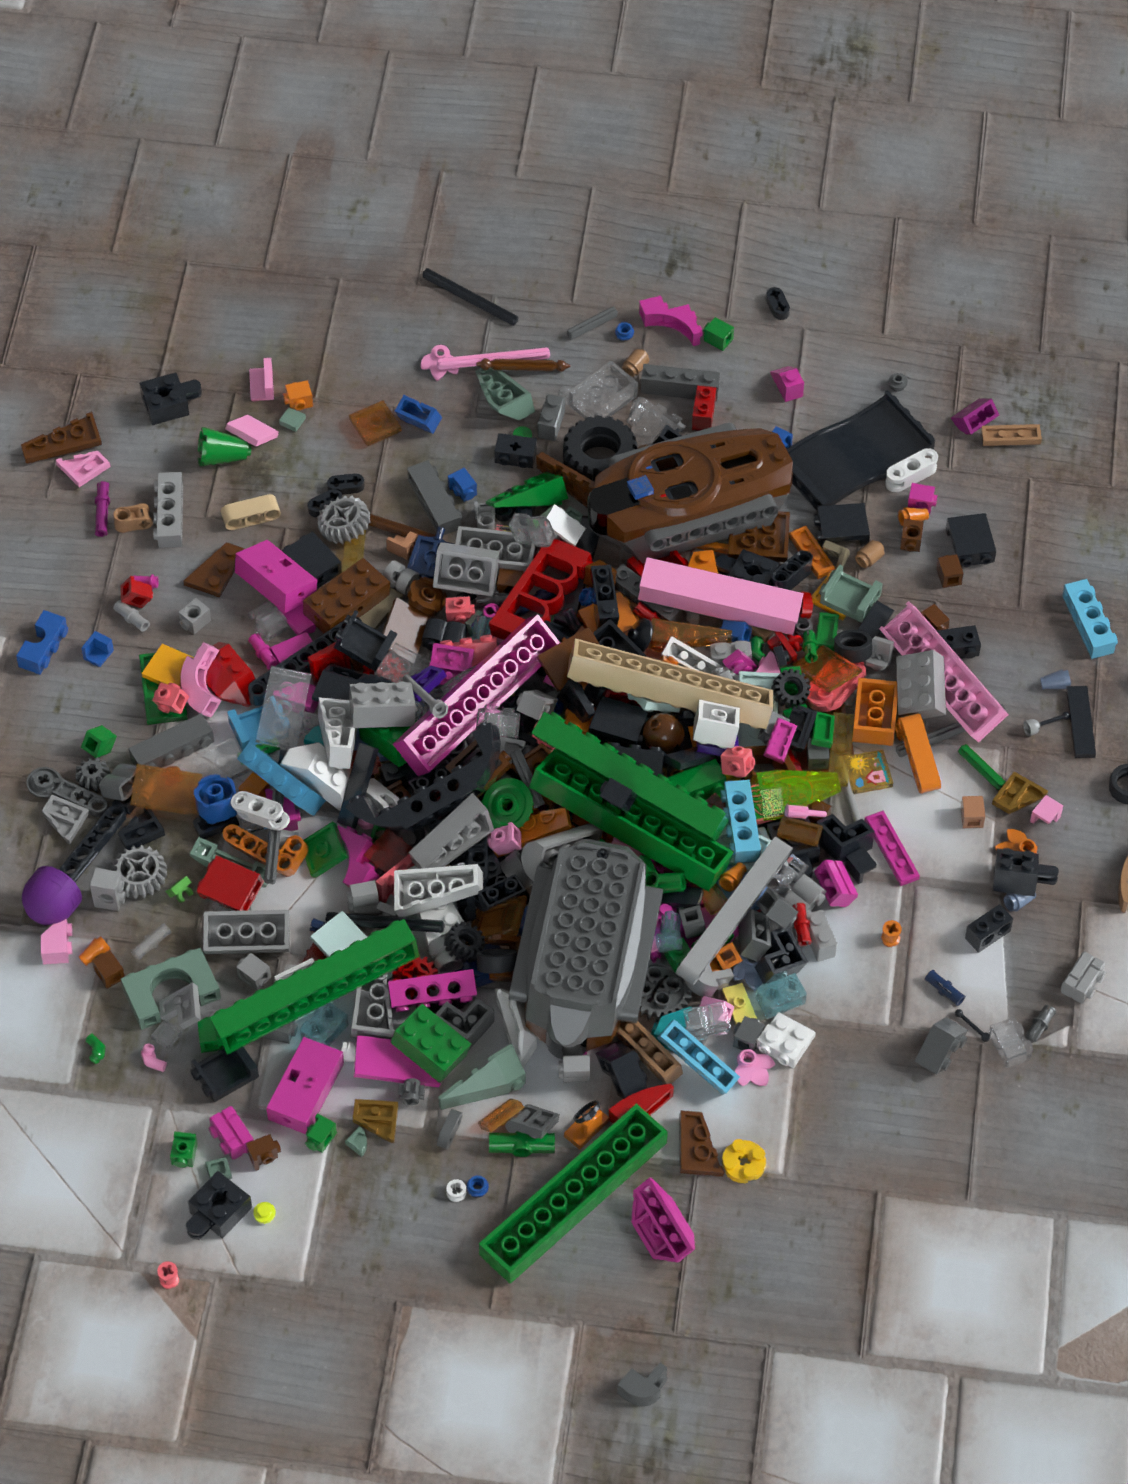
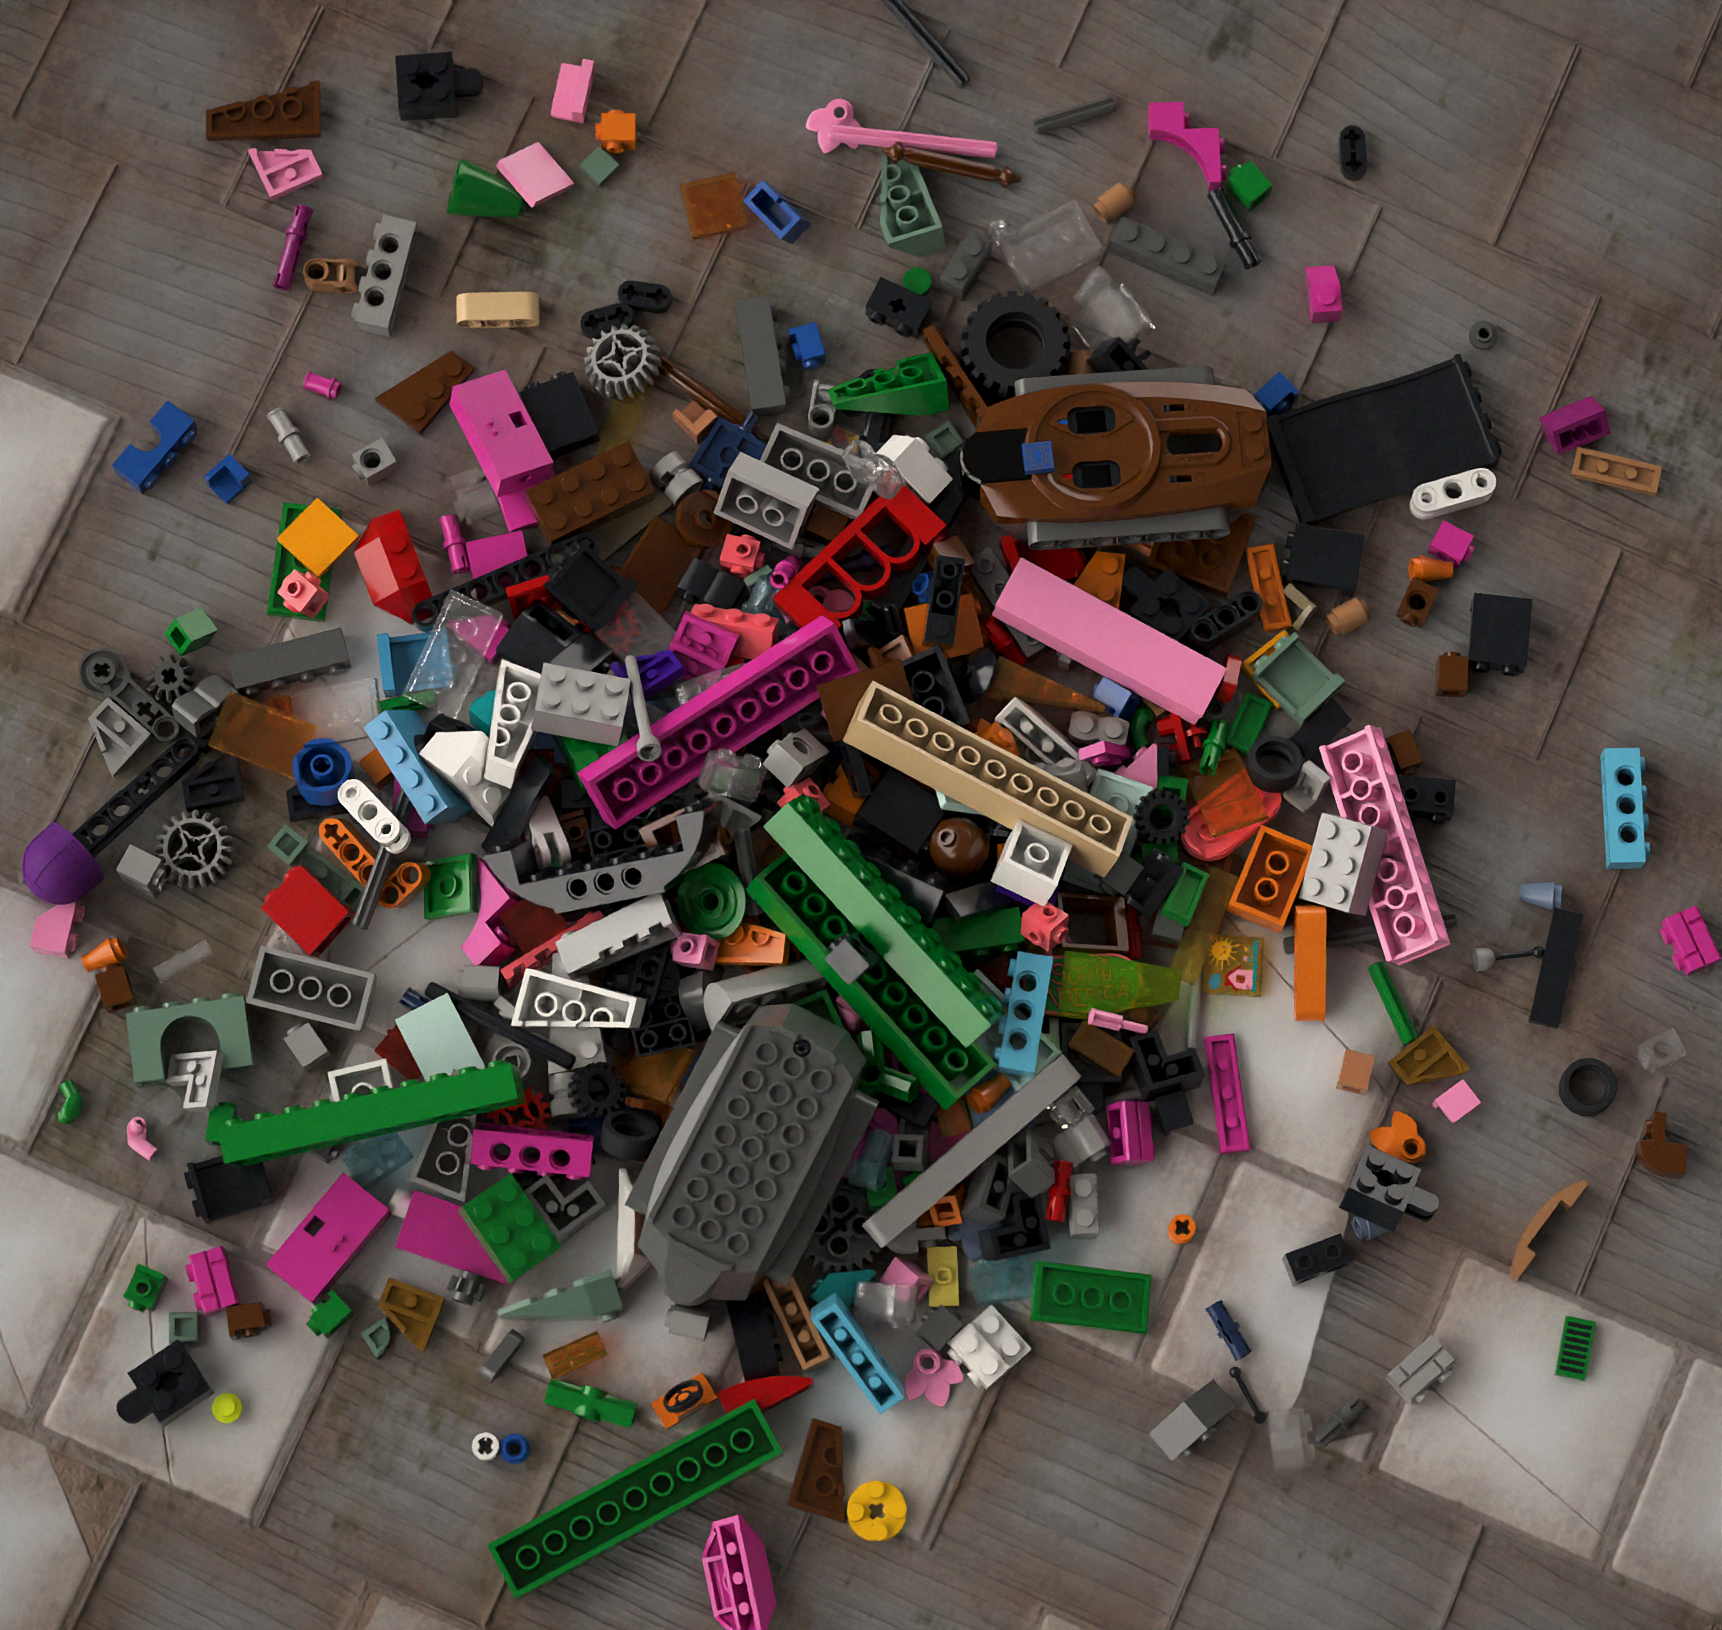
camera: 15 degrees right, 20 degrees up
(136, 593) = (303, 403): red brick -> none
(164, 1272) = (87, 1463): coral bush -> none
(179, 887) = (242, 888): bright green tile -> none
(194, 680) = (344, 576): bright pink arch -> none
(538, 1124) = (618, 1387): dark grey plate -> none
(624, 327) = (1115, 135): blue plate -> none
(703, 408) = (1187, 309): red brick -> none
(723, 364) = (1238, 236): none -> black pin
(780, 740) = (1118, 899): dark pink plate -> none
(845, 988) = (1090, 1297): none -> green tile

